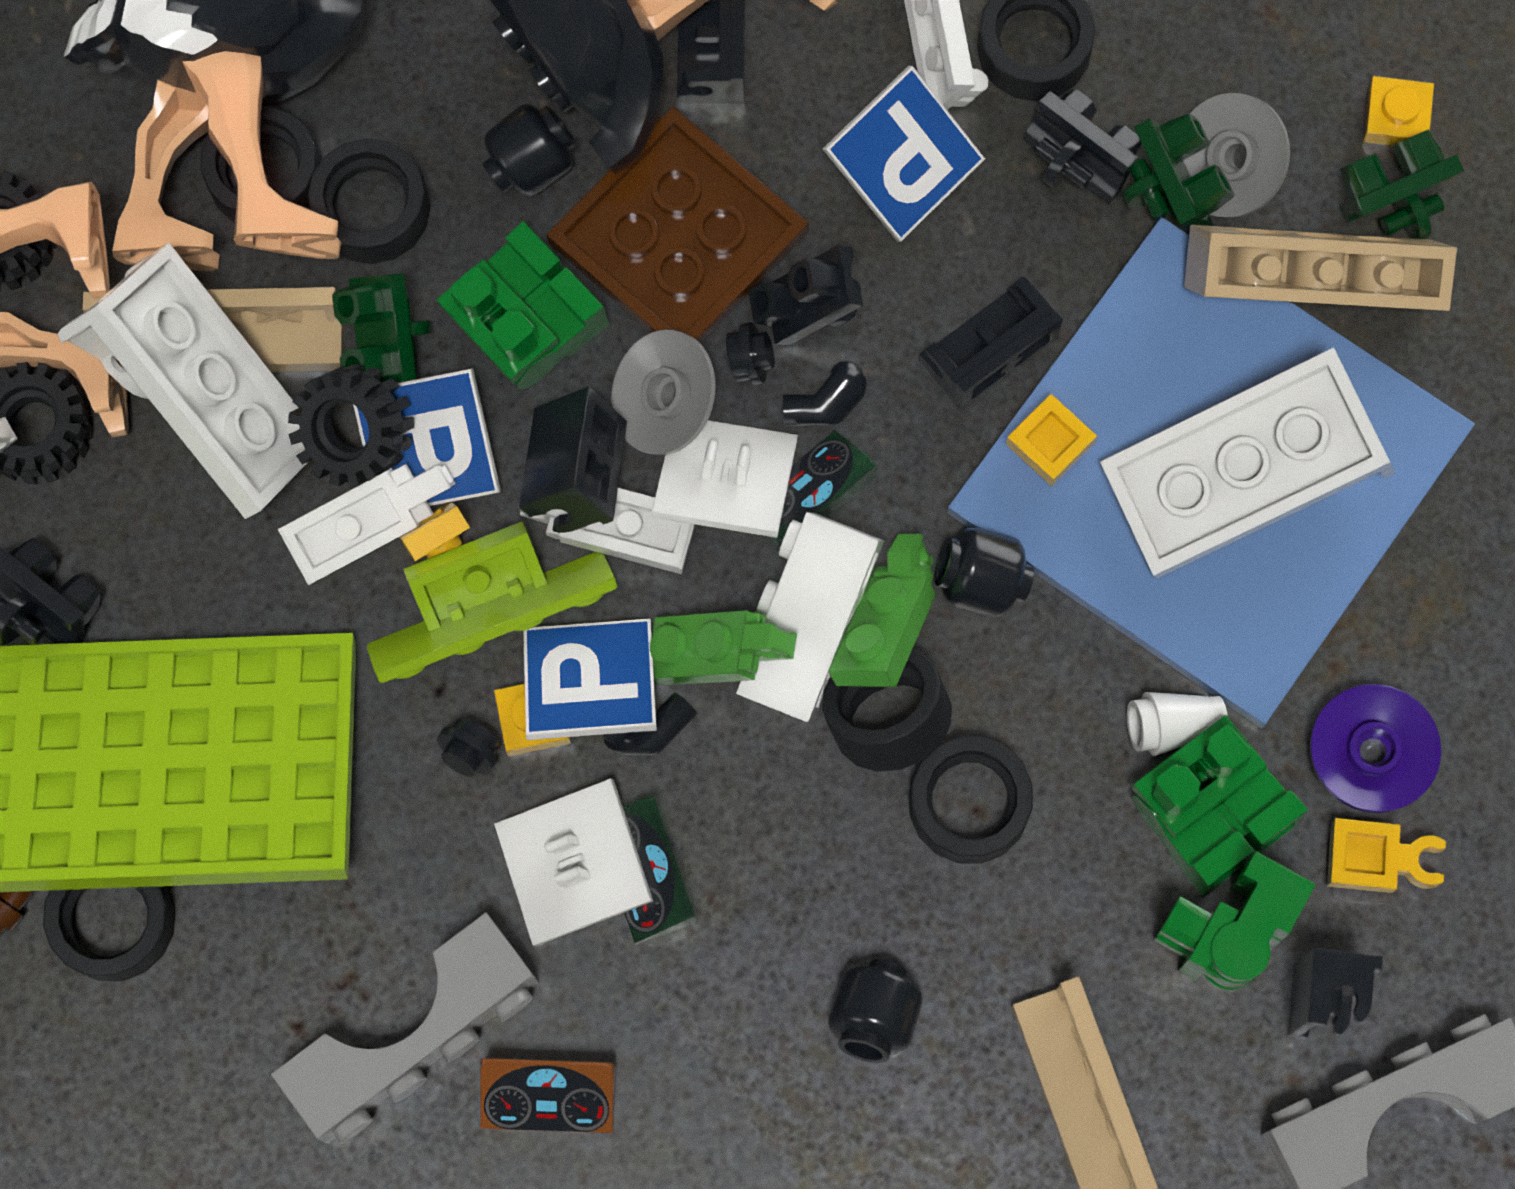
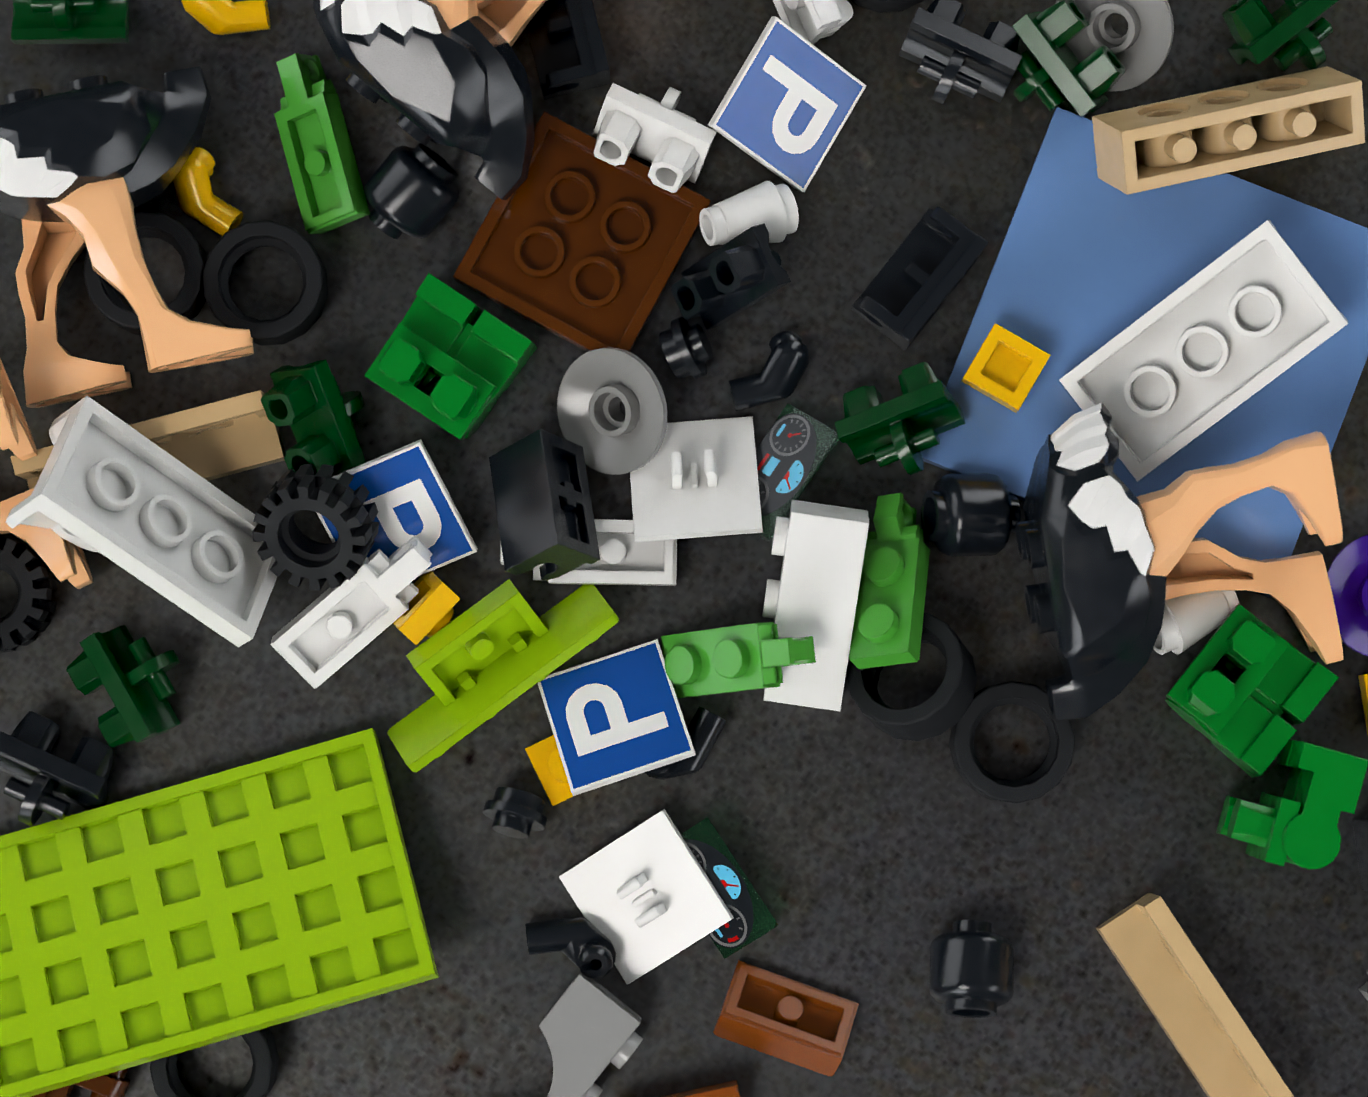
camera: 15 degrees left, 10 degrees up
(139, 534) = (134, 682): none -> dark green hips
(328, 106) = (196, 194): none -> yellow arm
(452, 91) = (318, 147): none -> bright green hinge
(493, 885) = (577, 940): none -> black arm
(679, 1018) = (786, 1019): none -> dark orange slope
(770, 149) = (653, 133): none -> white hips
(867, 240) = (755, 206): none -> white cone
(937, 467) = (901, 425): none -> dark green hips
(1110, 634) = (1116, 557): none -> animal

